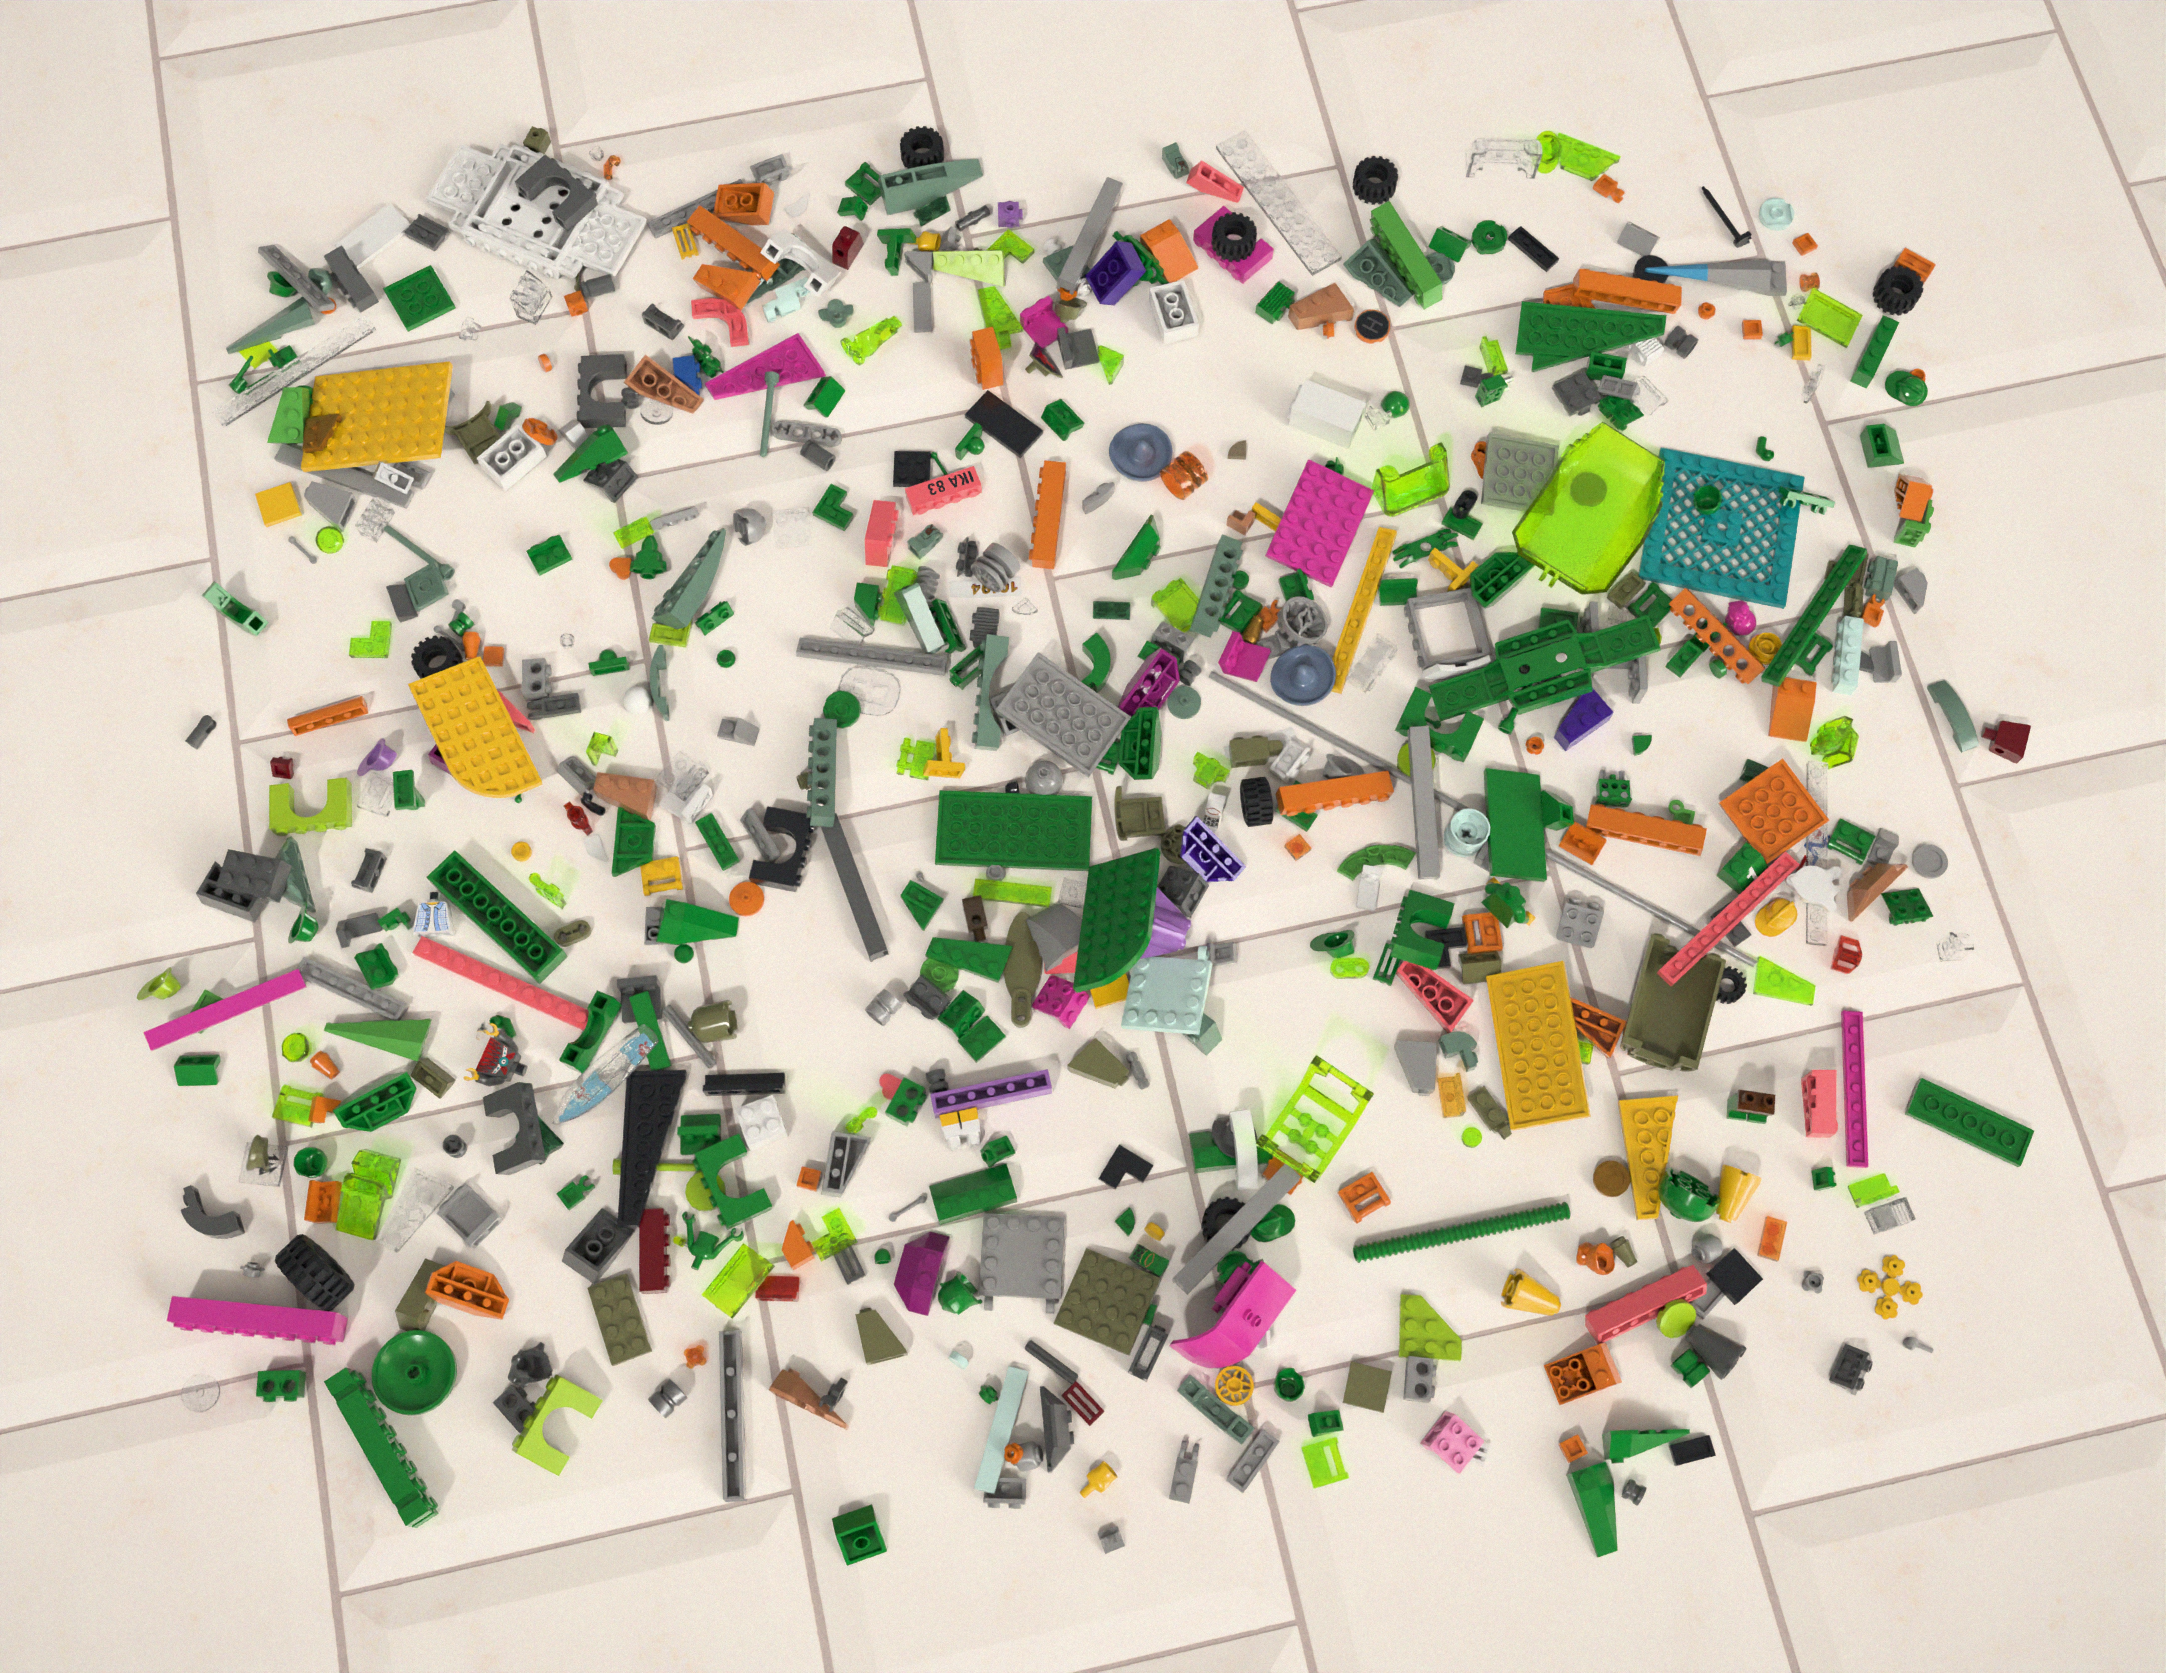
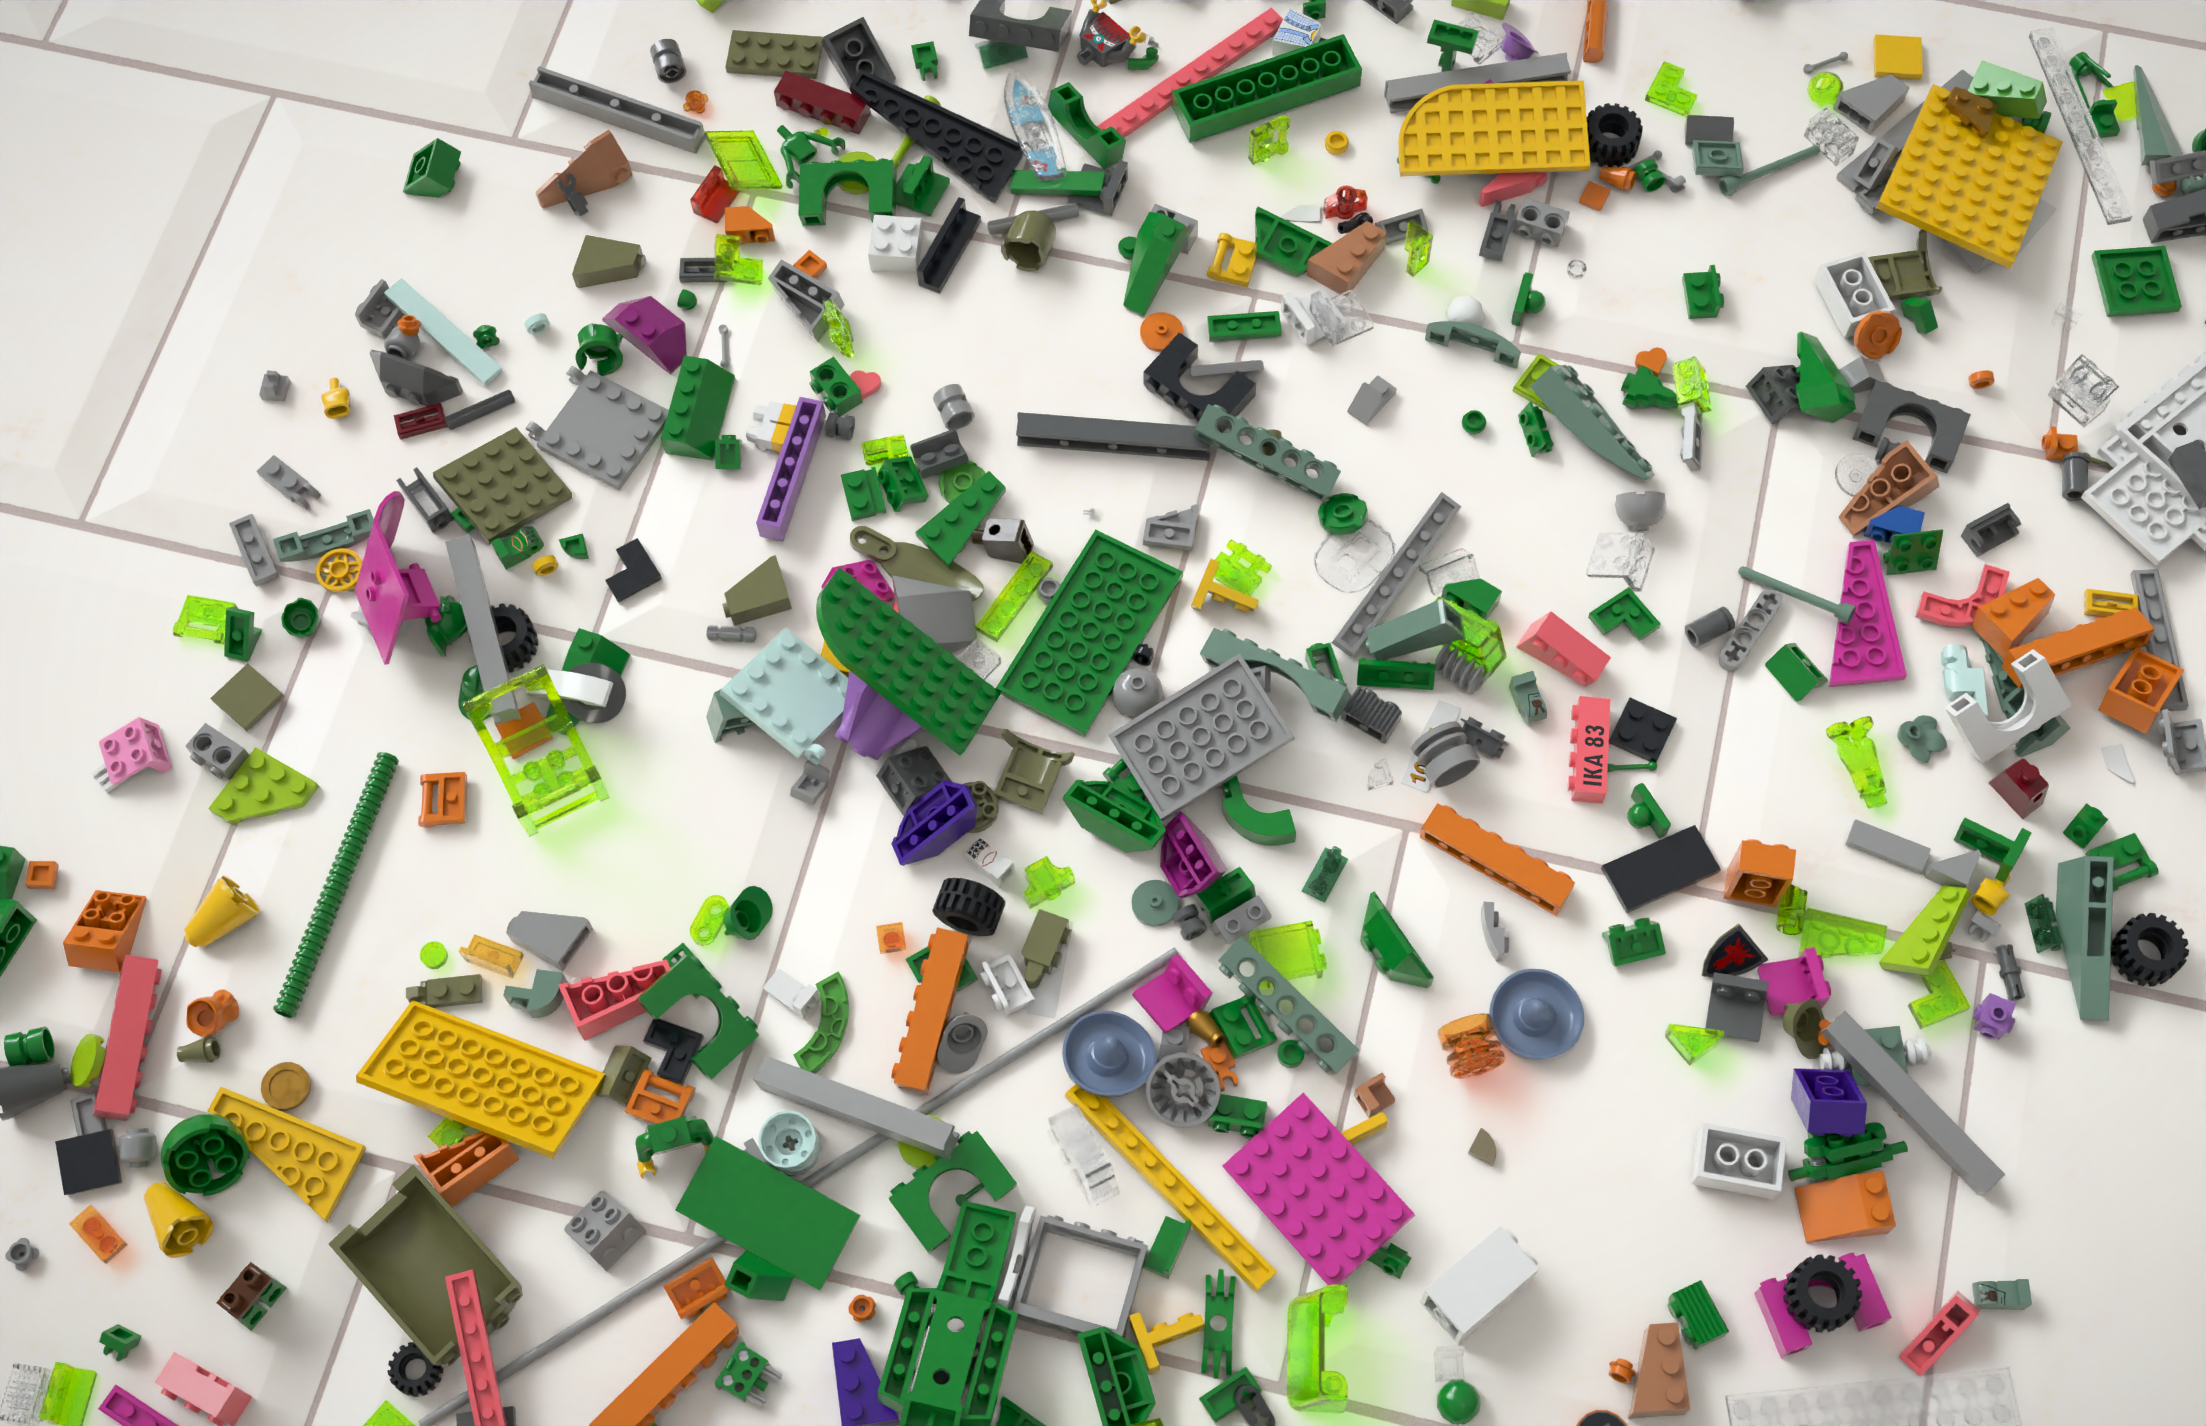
camera: 120 degrees right, 5 degrees down
(425, 773) = (1406, 92): none -> light grey tile
(574, 937) = (1216, 155): olive beam -> none
(907, 813) = (1172, 529): none -> light grey wing
(921, 903) = (1056, 497): green wing -> none
(940, 1039) = (884, 448): none -> clear neon green arm

